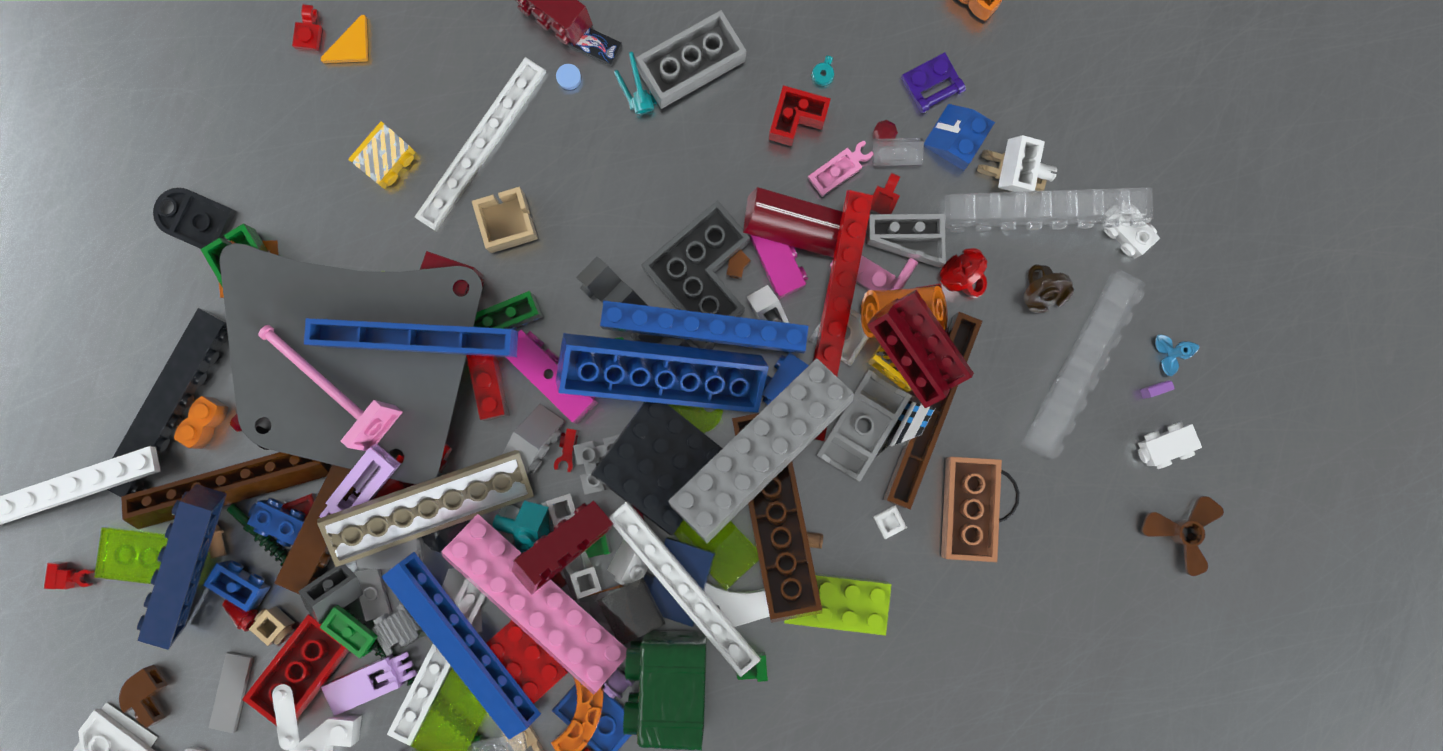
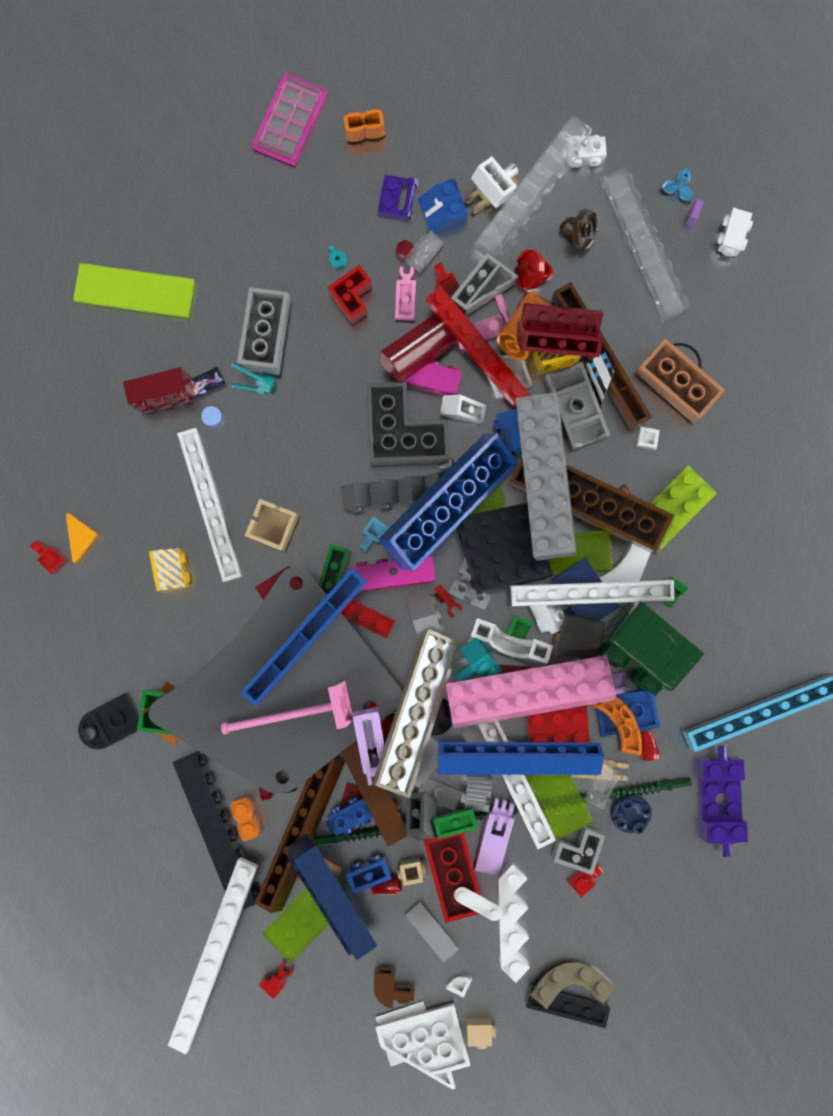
camera: 50 degrees left, 0 degrees up
(561, 546) = (509, 646): dark red wedge -> none
(579, 323) = (373, 532): none -> medium azure plate
(704, 327) = (441, 452): blue brick -> none
(737, 265) = (414, 405): dark orange piece -> none
(1203, 513) = (791, 245): reddish brown piece -> none

